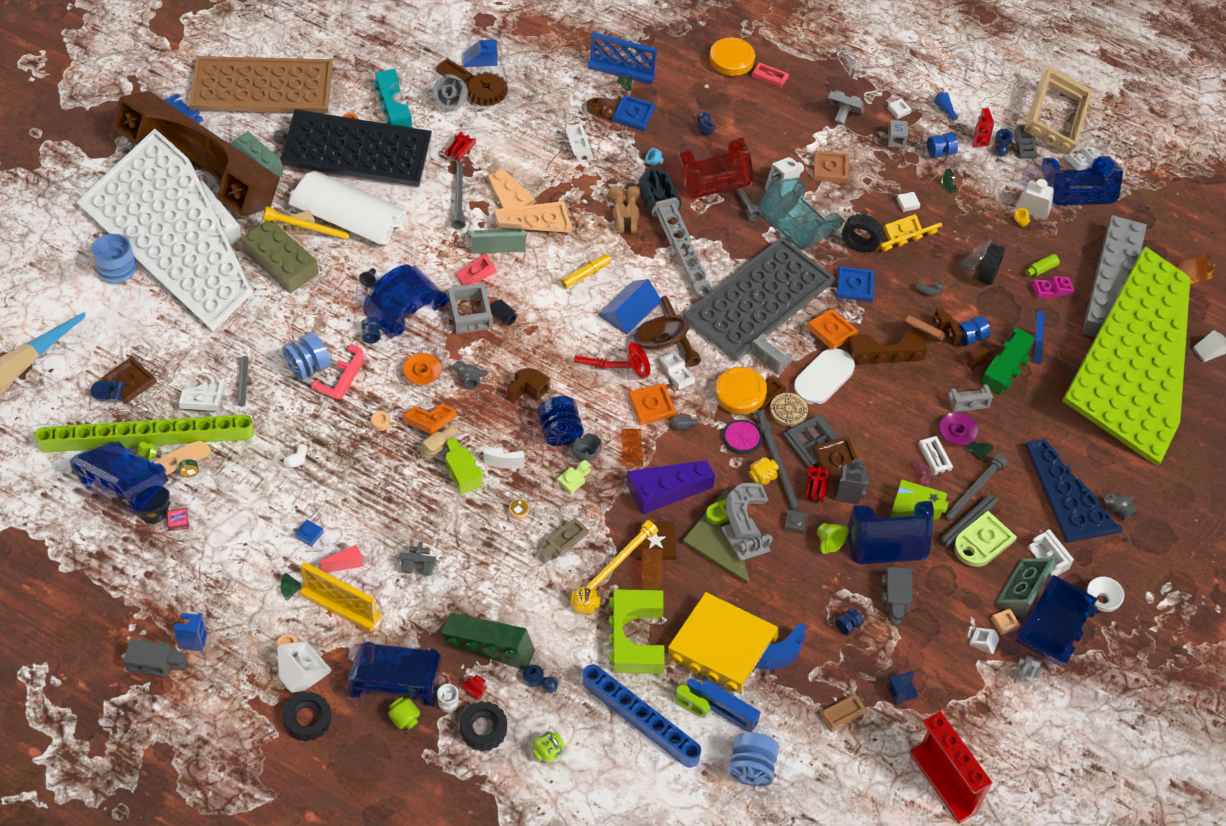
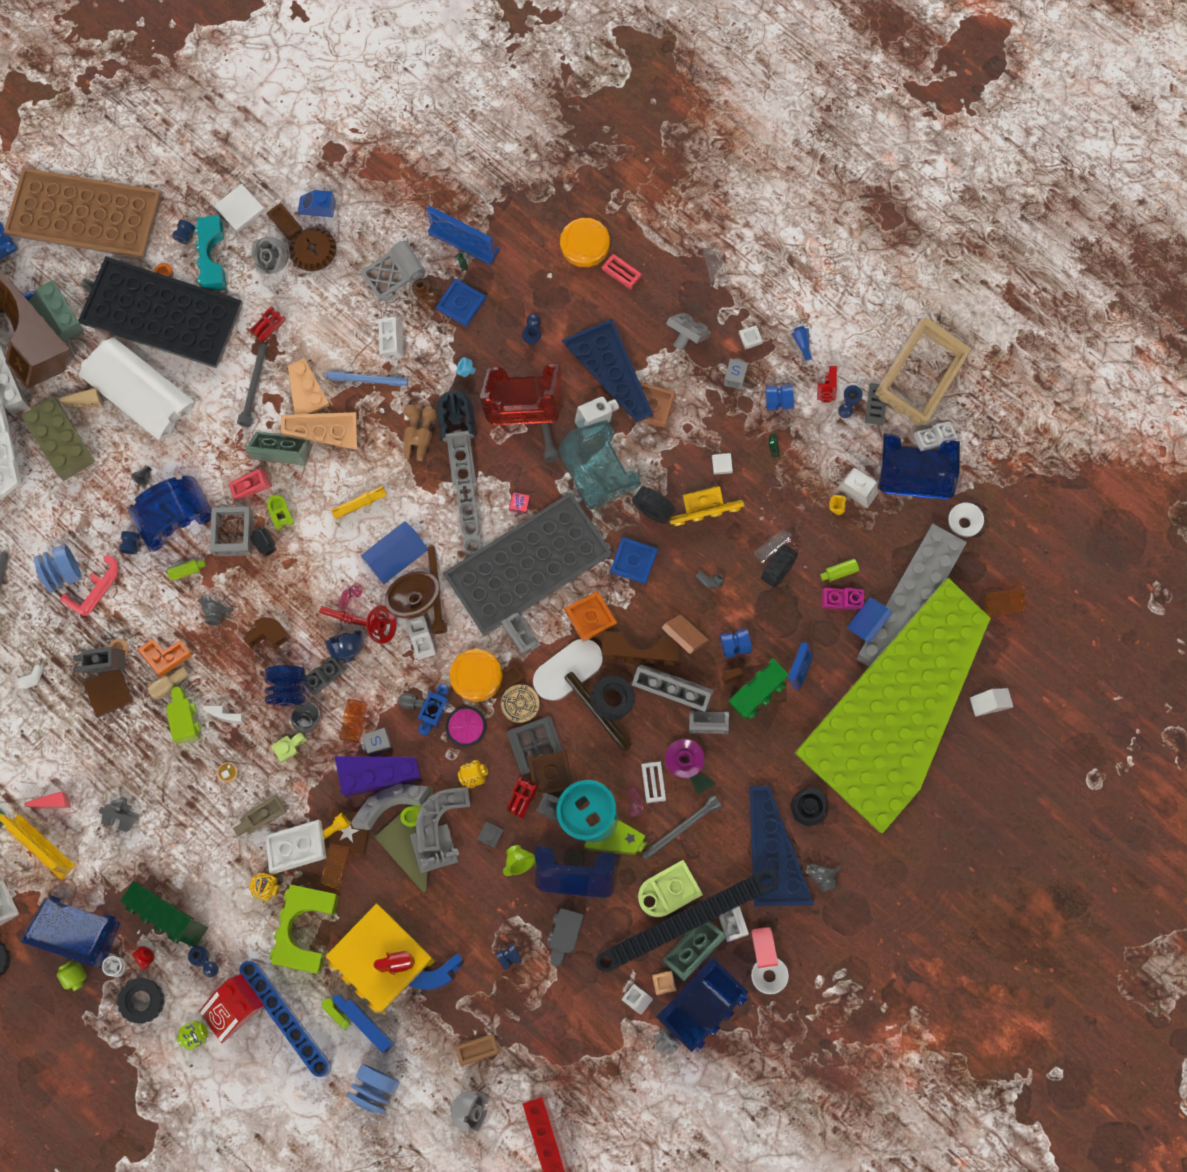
camera: 25 degrees right, 20 degrees up
(271, 215) = (52, 395): yellow piece -> none
(309, 533) = (26, 763): blue plate -> none
(362, 87) = (183, 232): none -> dark blue wheel
(366, 427) = (100, 660): none -> dark grey hinge
(379, 458) = (108, 692): none -> reddish brown tile
(410, 66) = (239, 208): none -> white tile
(422, 363) = (161, 593): orange dish -> none
(433, 344) = (185, 569): none -> lime cylinder
(508, 283) = (276, 506): none -> lime plate
(573, 87) = (407, 265): none -> light grey piece
(582, 712) = (230, 1007): none -> red slope
(588, 176) = (343, 376): none -> medium blue piece
(594, 412) = (324, 675): none -> dark grey slope
(596, 344) = (347, 594): none -> clear pink arm
(608, 382) = (345, 646): none -> dark blue cylinder
(608, 558) = (295, 847): none -> white tile
(652, 404) = (386, 673): orange tile -> none
(662, 456) = (376, 742): none -> light grey brick
(678, 510) = (386, 798): none -> light grey plate
(712, 415) = (442, 691): none -> blue piece
(736, 253) = (519, 502): none -> tile
(744, 634) = (395, 962): none -> red arm
(766, 429) = (490, 723): dark grey bar -> none
(781, 136) = (607, 361): none -> dark blue wing
(854, 764) = (468, 1110): none -> light grey cylinder
(865, 403) = (609, 725): none -> dark brown axle
(873, 396) = (602, 708): none -> black tyre
(884, 461) = (601, 802): none -> teal piece
(902, 688) = (540, 1037): dark blue panel -> none
(929, 372) = (673, 687): none -> light grey brick
(947, 324) = (710, 627): reddish brown slope -> none
(971, 517) = (663, 864): dark grey axle -> none
(1010, 559) = (686, 921): none -> black gear
(1086, 293) = (869, 620): none -> blue tile
(1087, 451) = (809, 807): none -> black hat
(1091, 569) = (764, 947): none -> coral slope
(1139, 209) = (967, 511): none -> white piece

